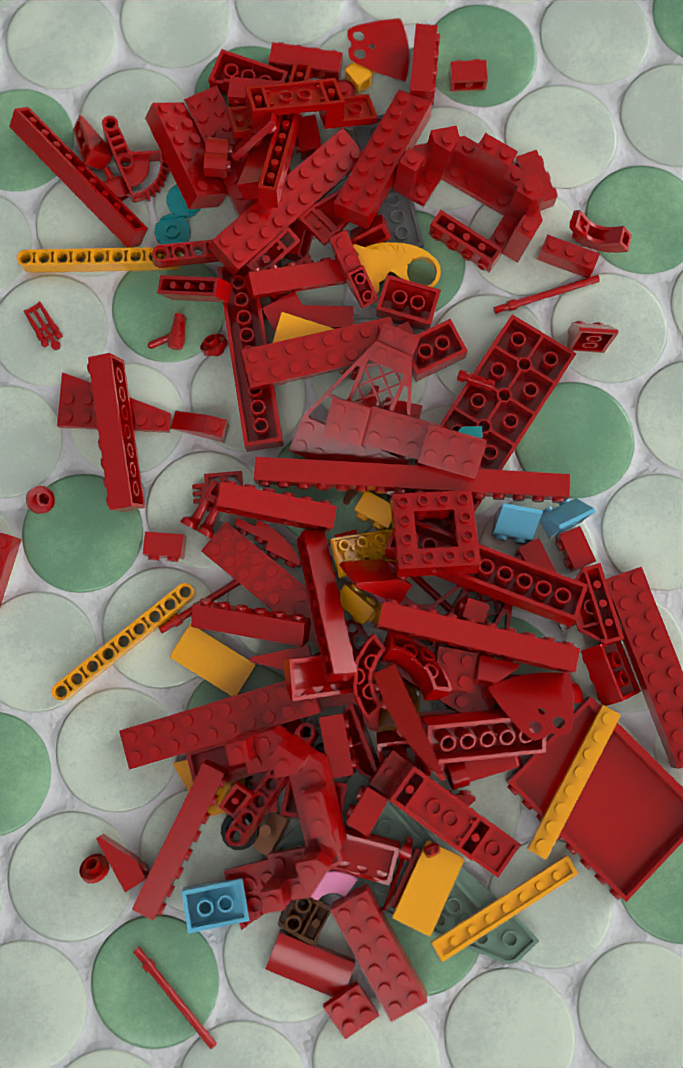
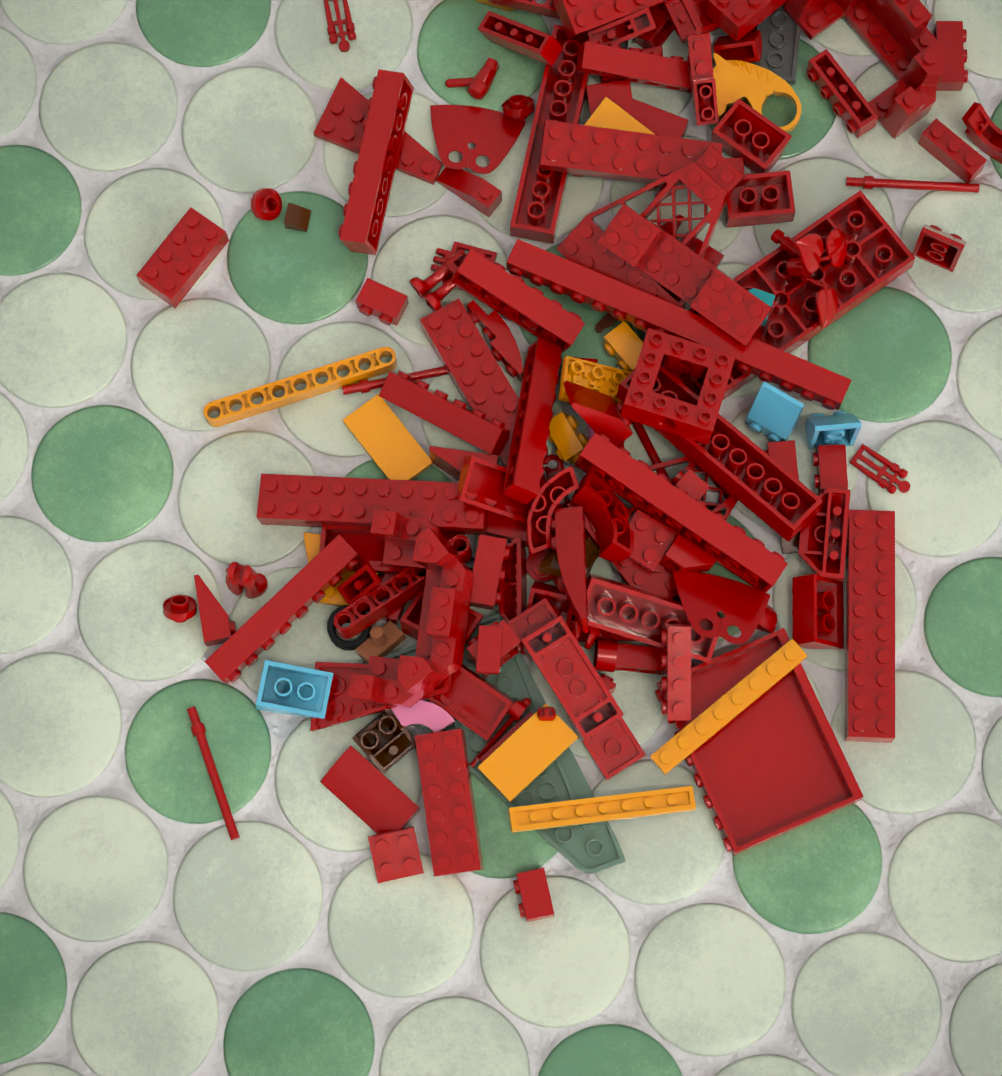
camera: 20 degrees right, 5 degrees down
(69, 500) = (297, 217): none -> reddish brown slope
(135, 827) = (243, 576): none -> red piece
(195, 371) = (460, 124): none -> red piece
(365, 819) = (489, 649): none -> red tile
(477, 999) = (534, 894): none -> red brick
(502, 389) = (810, 250): none -> red plant
(525, 772) = (677, 671): none -> brick
(635, 540) = (903, 486): none -> red piece

